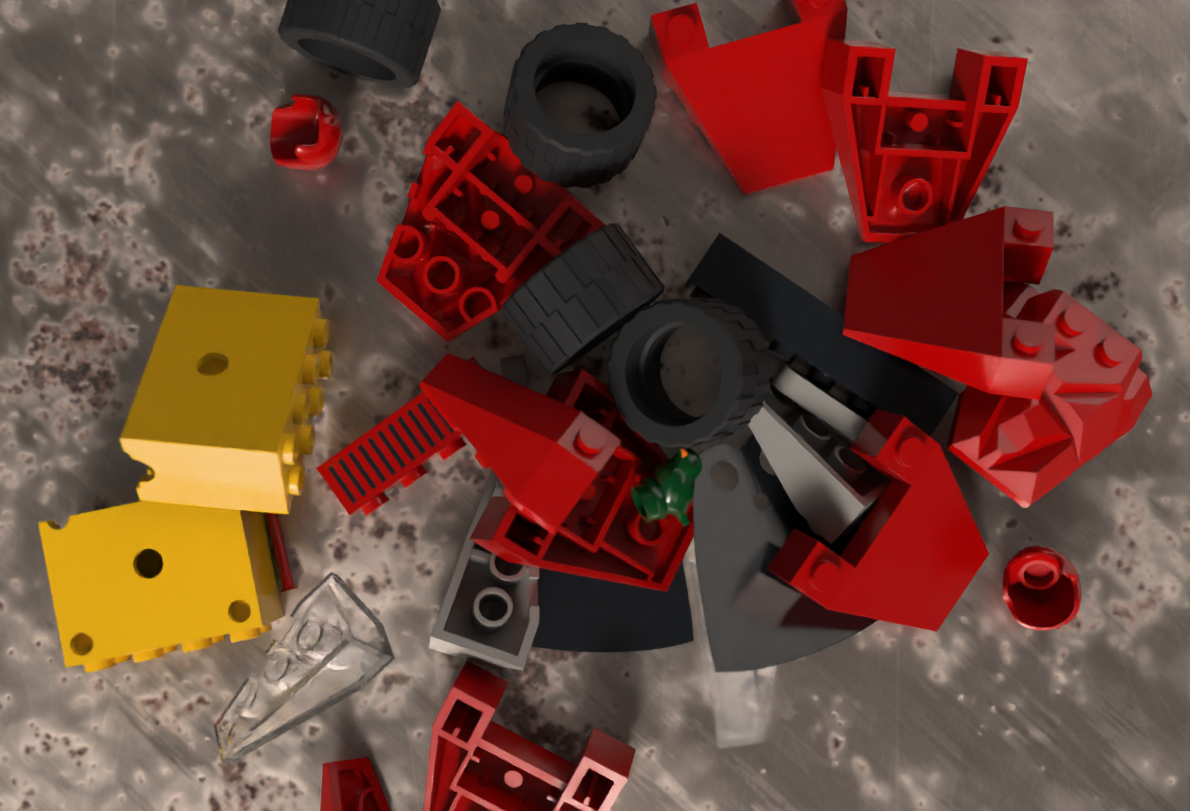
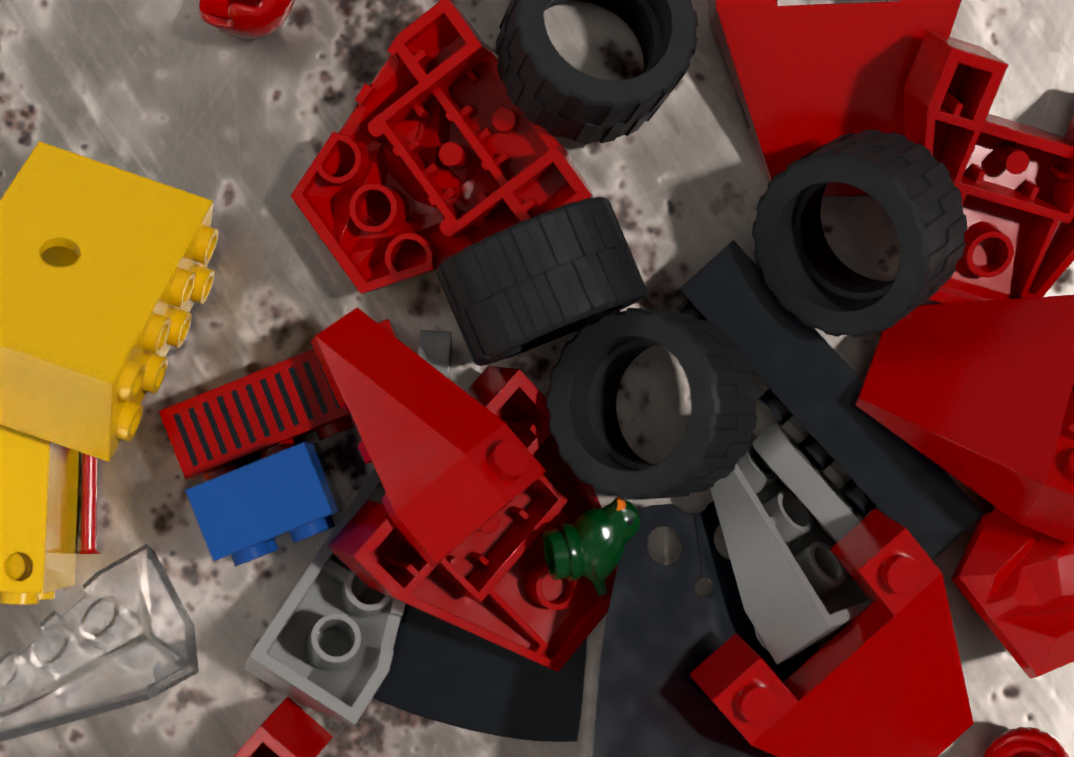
camera: 15 degrees right, 0 degrees up
(414, 516) = (266, 500): none -> blue brick
(777, 240) = (806, 271): none -> black tyre

